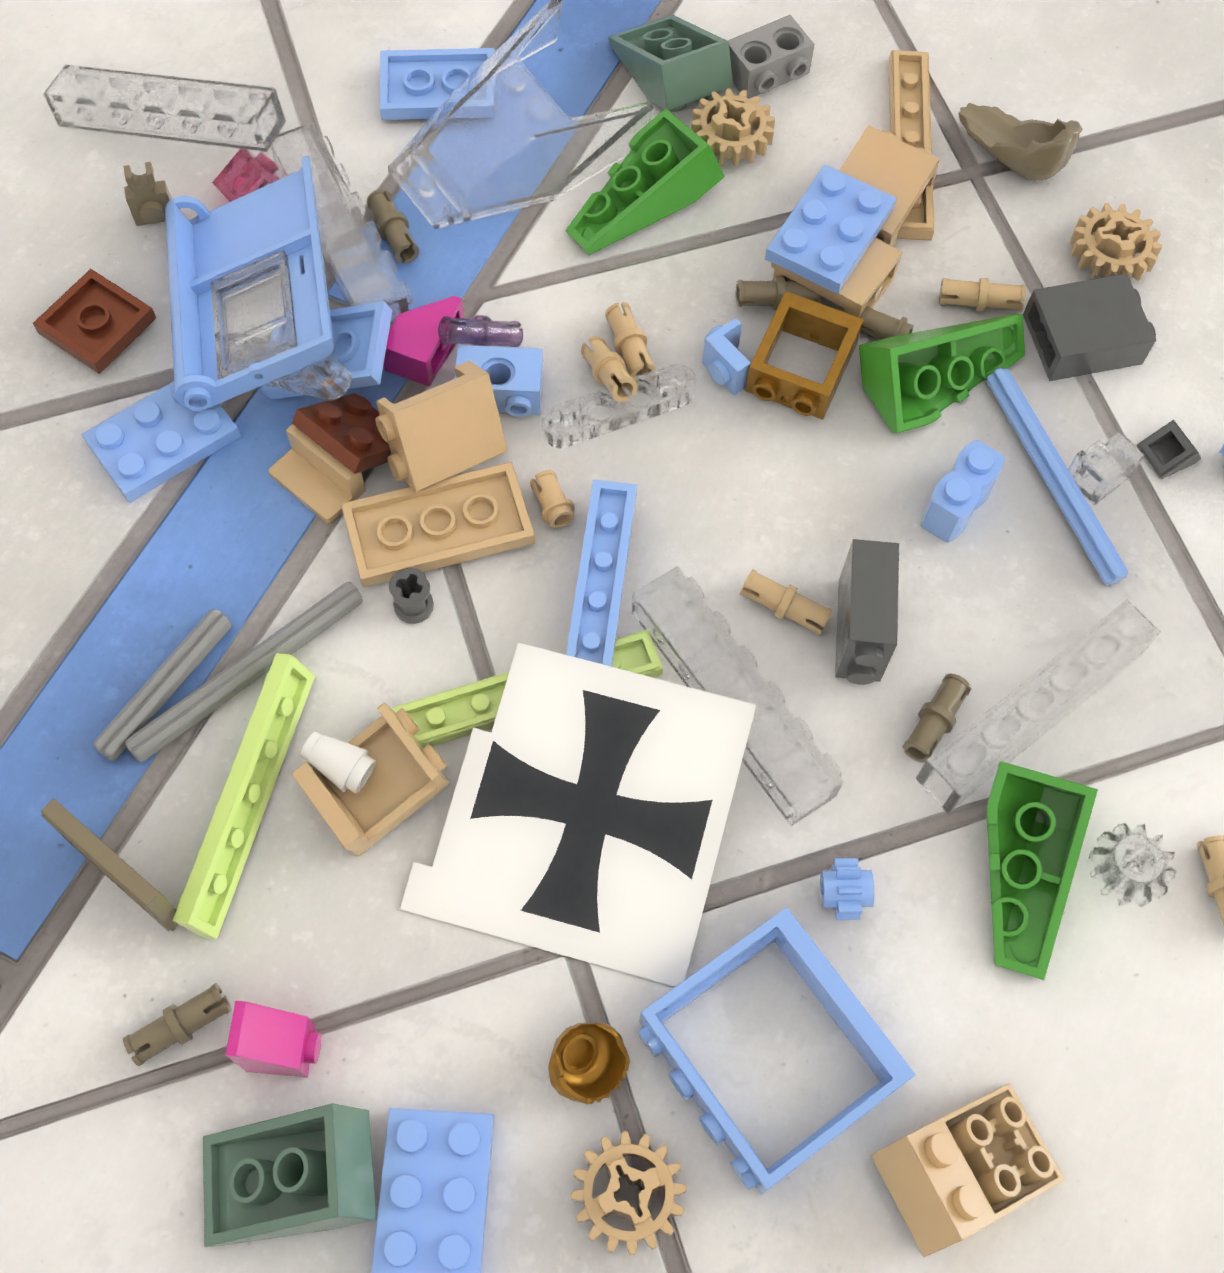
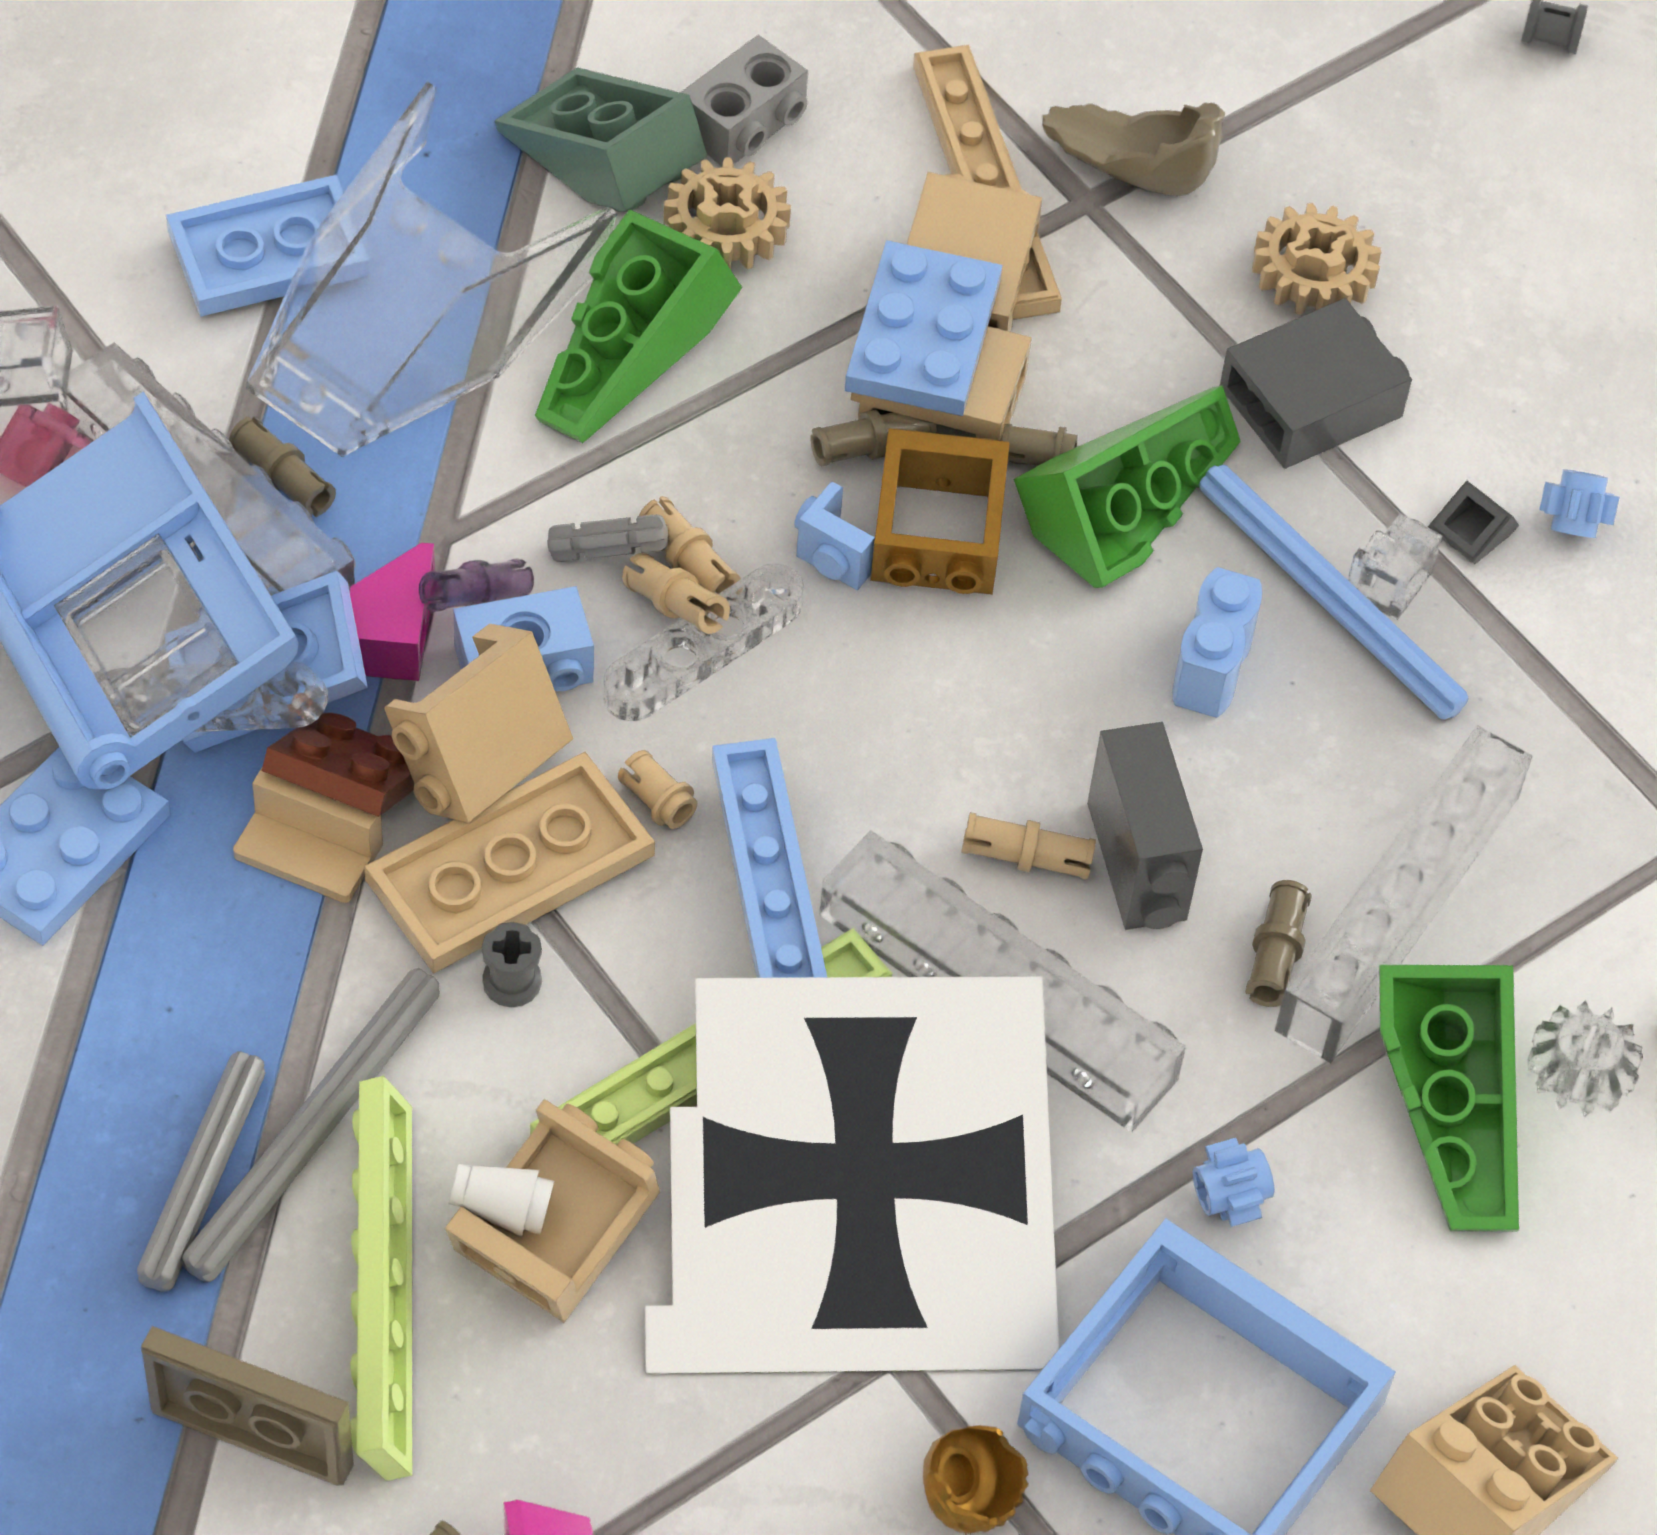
camera: 20 degrees left, 10 degrees down
(579, 321) = (607, 538): none -> light grey axle
(982, 294) = (1156, 371): tan pin -> none

